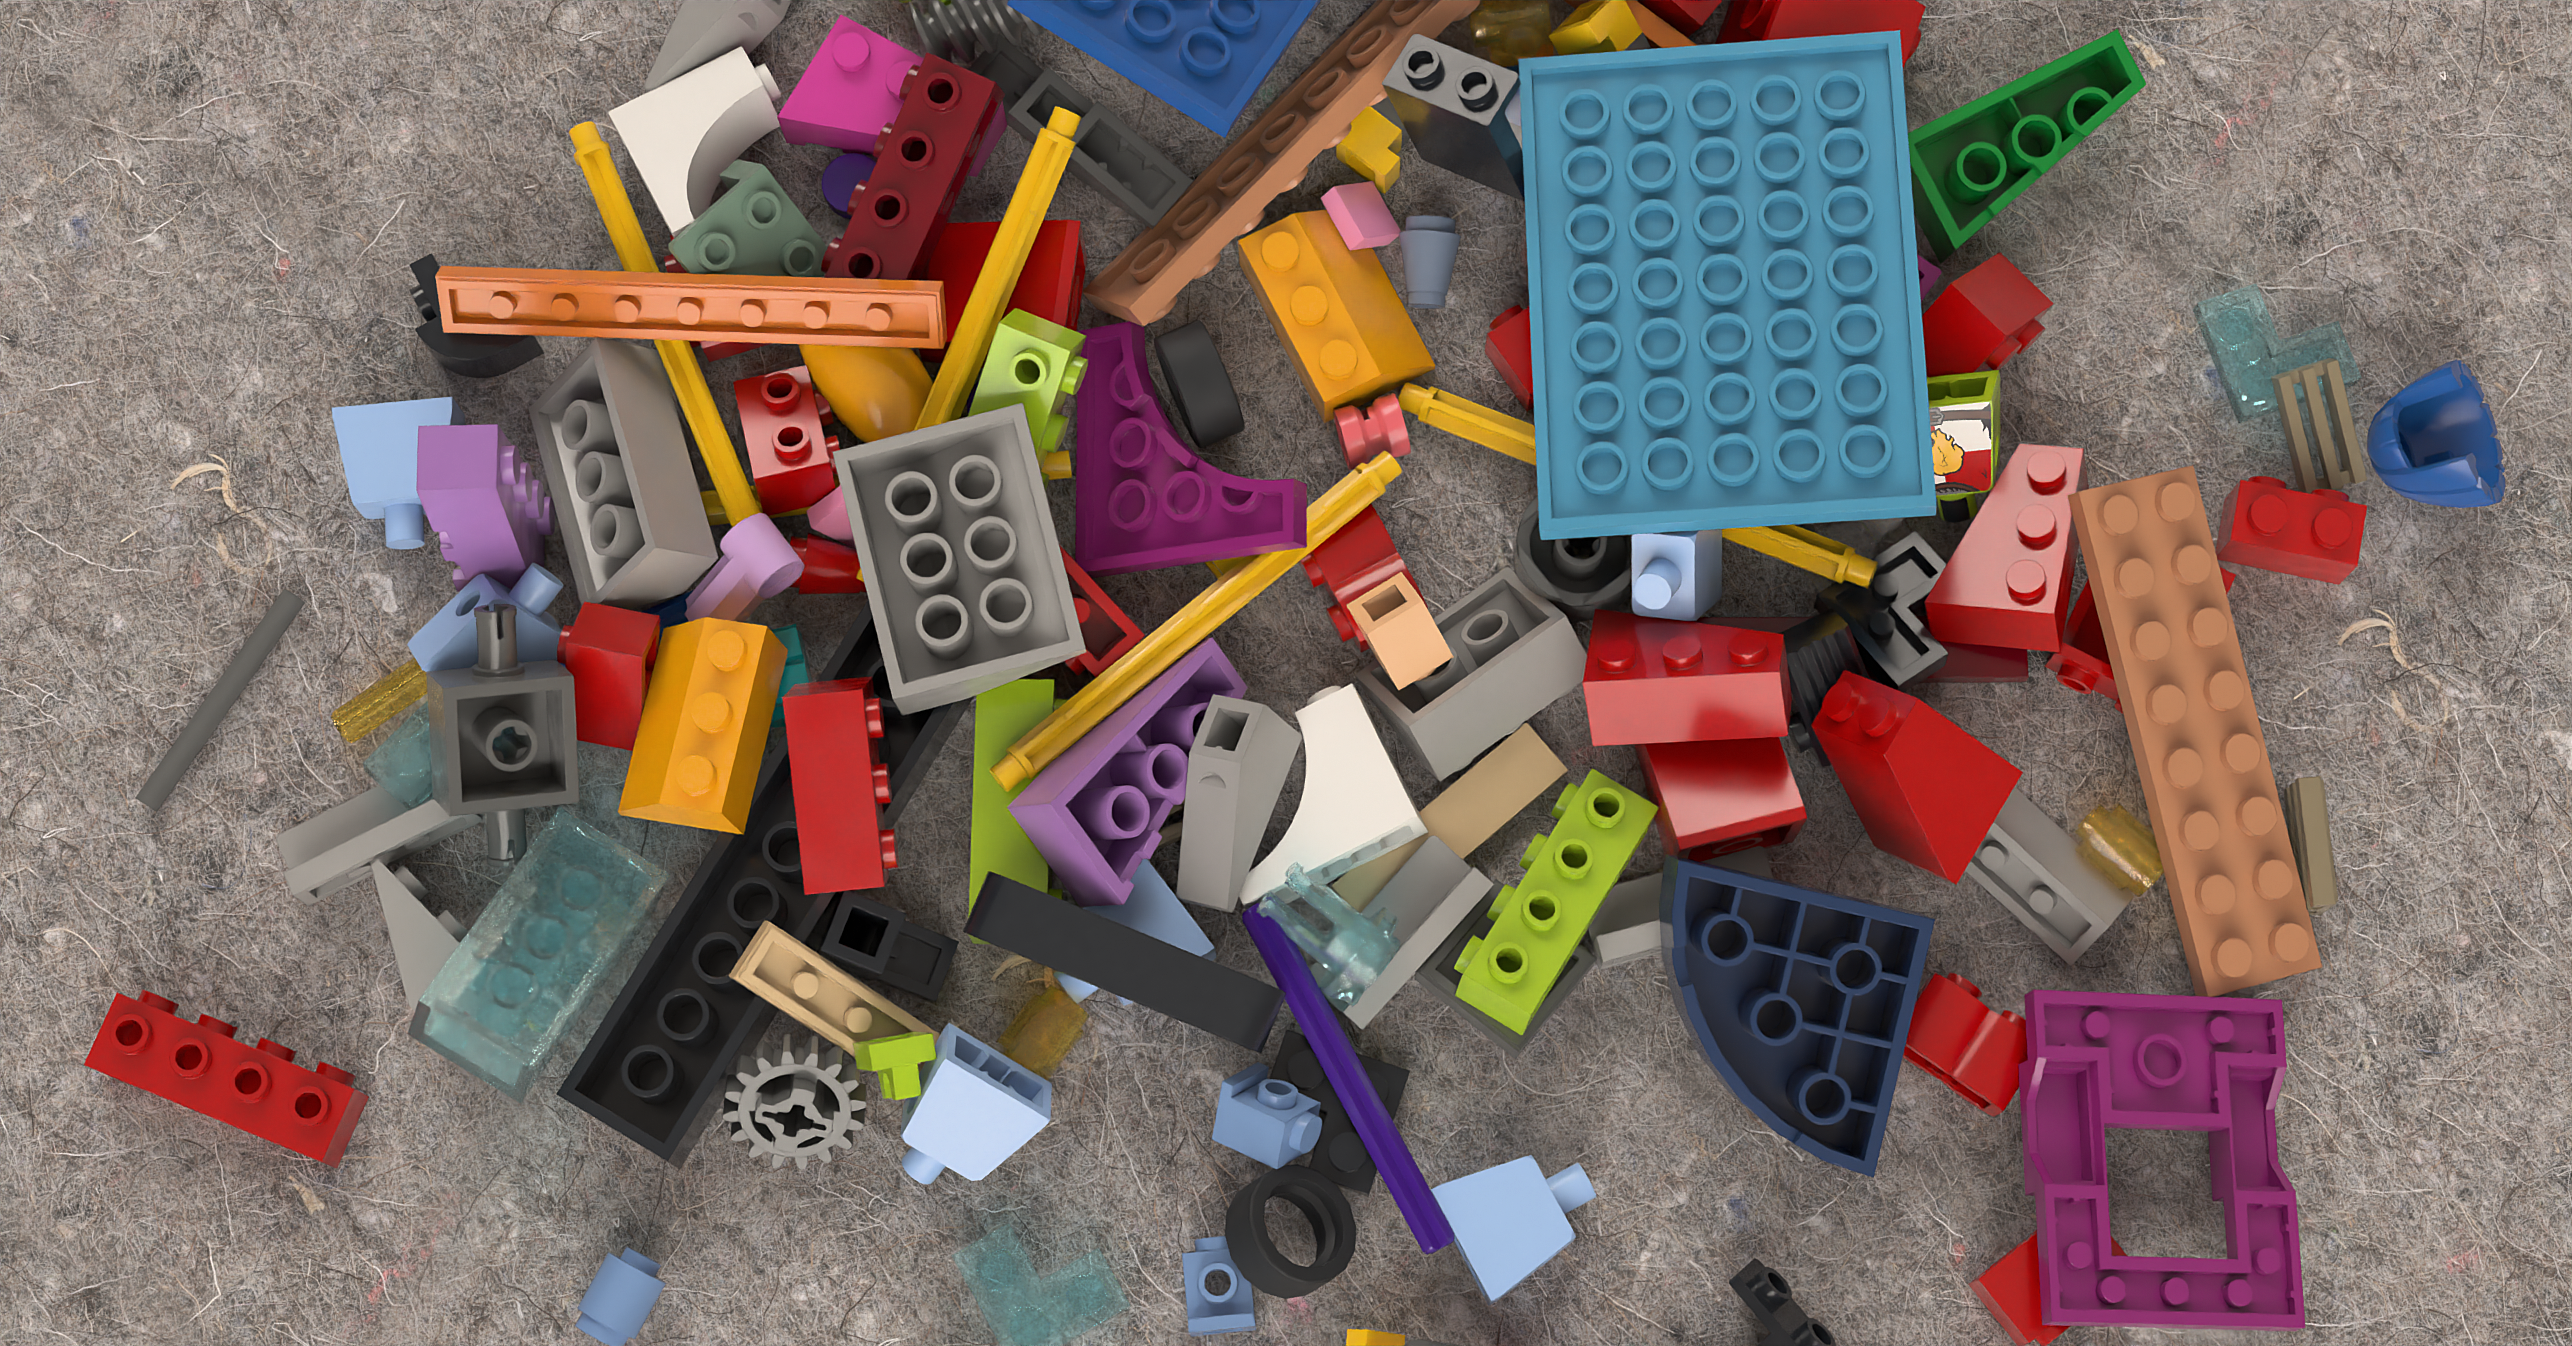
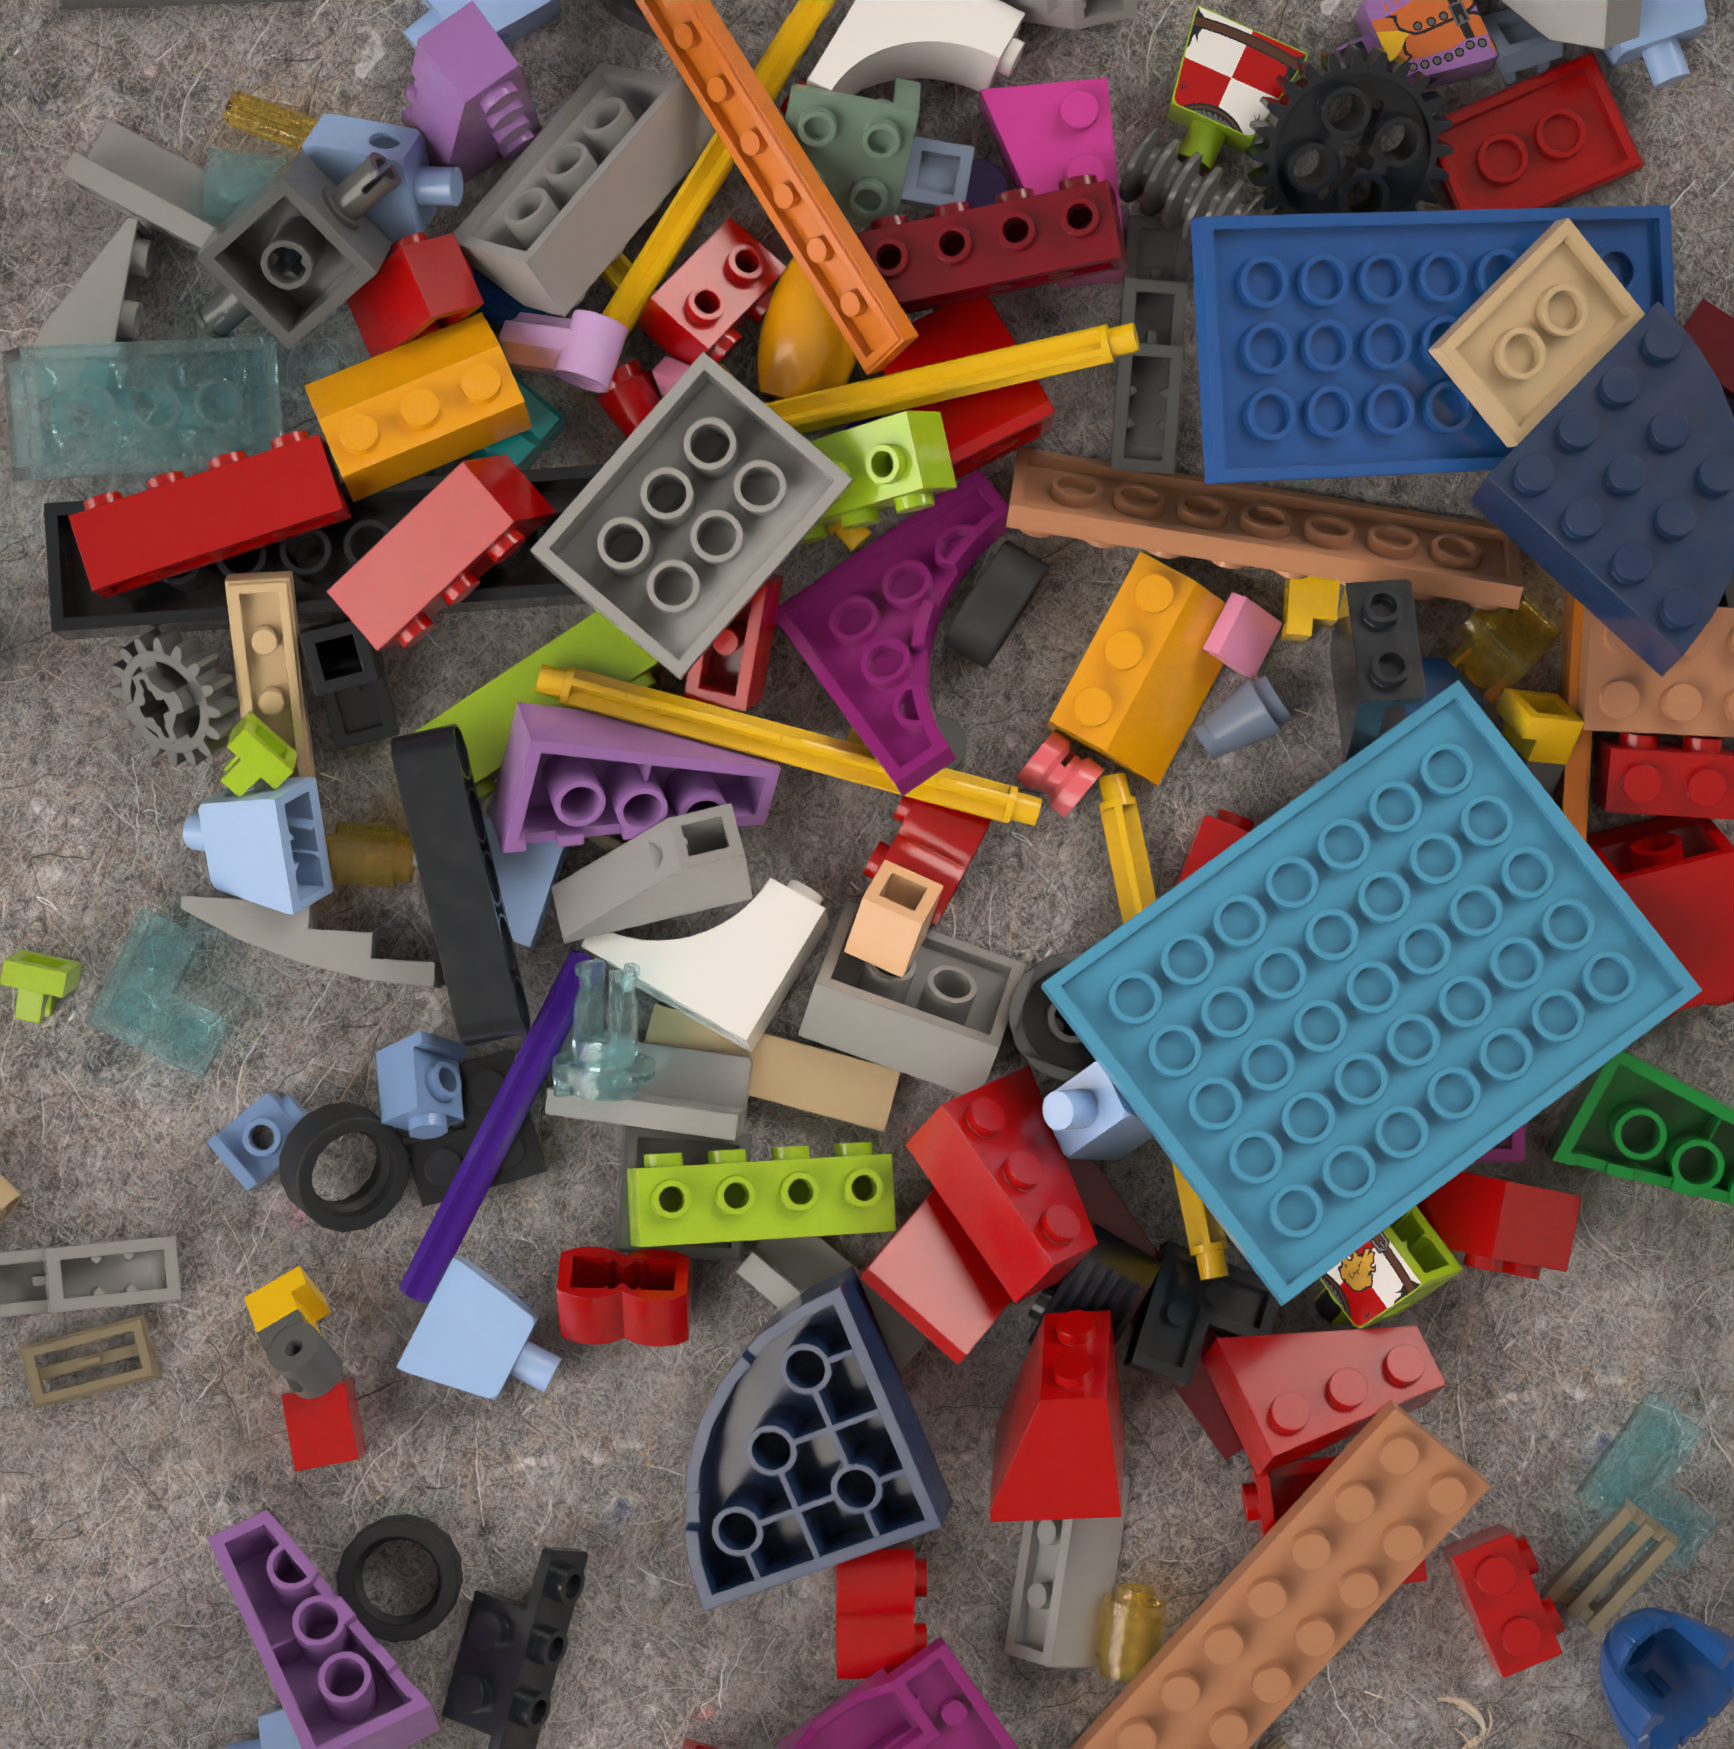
camera: 55 degrees right, 10 degrees up
(670, 950) = (209, 514): none -> red brick
(821, 194) = (937, 173): none -> sand blue tile
(1069, 1145) = (302, 941): none -> light grey slope
(1561, 1070) = (624, 1296): none -> red brick

